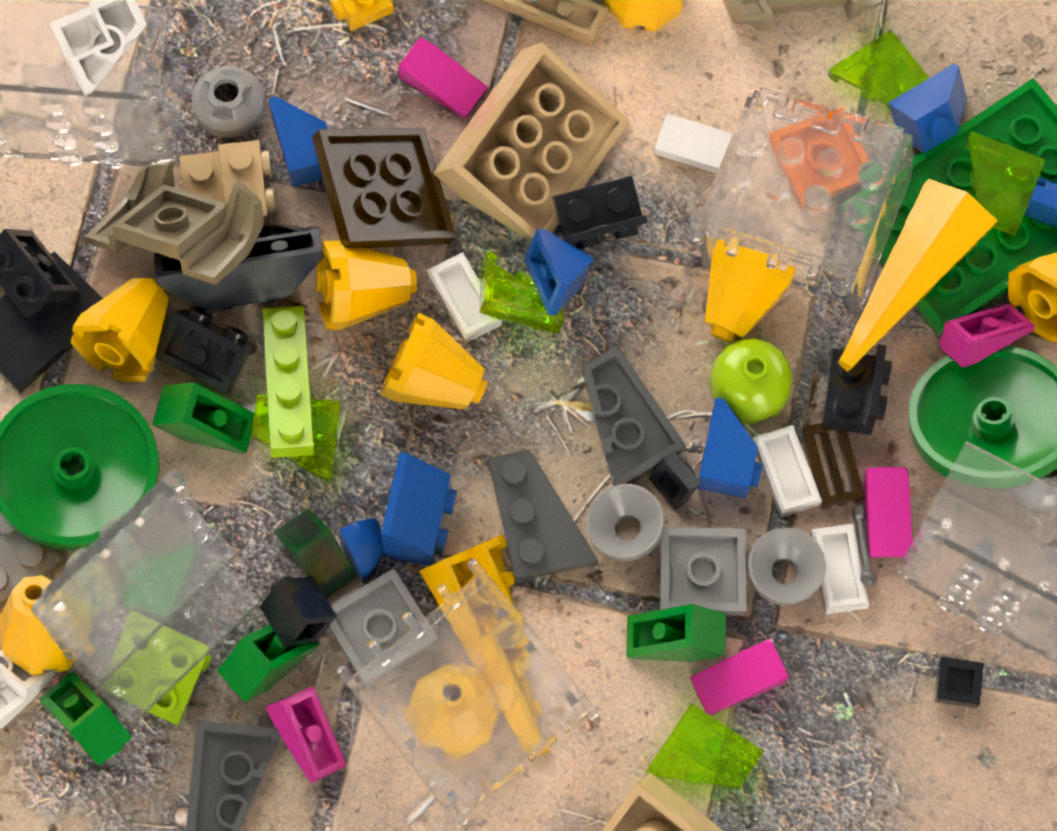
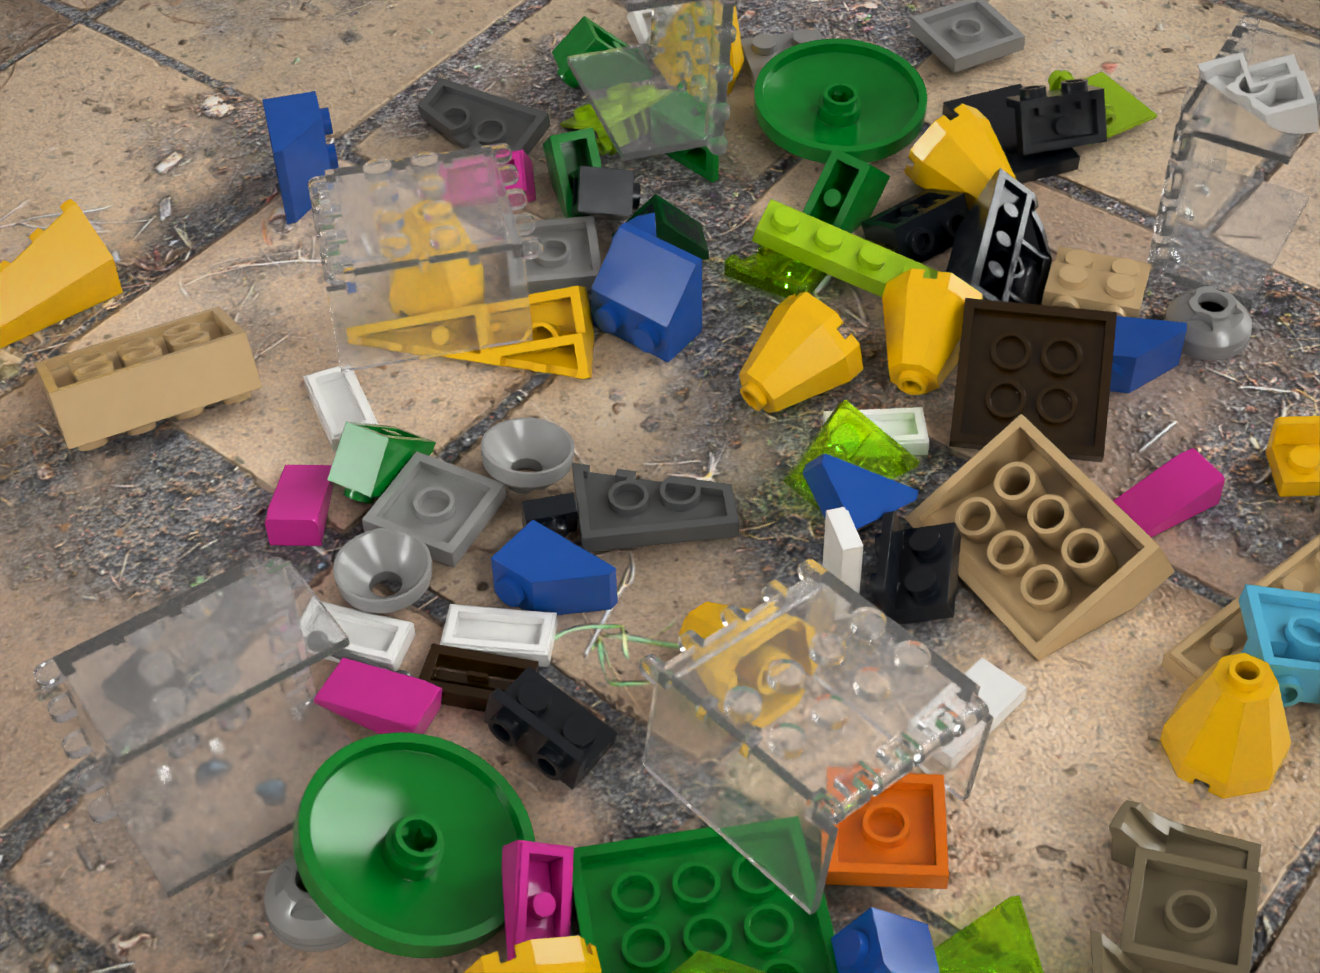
camera: 120 degrees right, 25 degrees down
(195, 229) = (1051, 213): dark tan piece -> none
(534, 520) = (596, 401): dark grey wing -> none
(627, 709) = (337, 399): none -> white tile
(637, 249) = (842, 548): none -> white tile
(705, 753) = (249, 449): clear neon green wing -> none
(752, 379) = (619, 629): lime cylinder -> none
(933, 240) = (684, 870): yellow wedge -> none

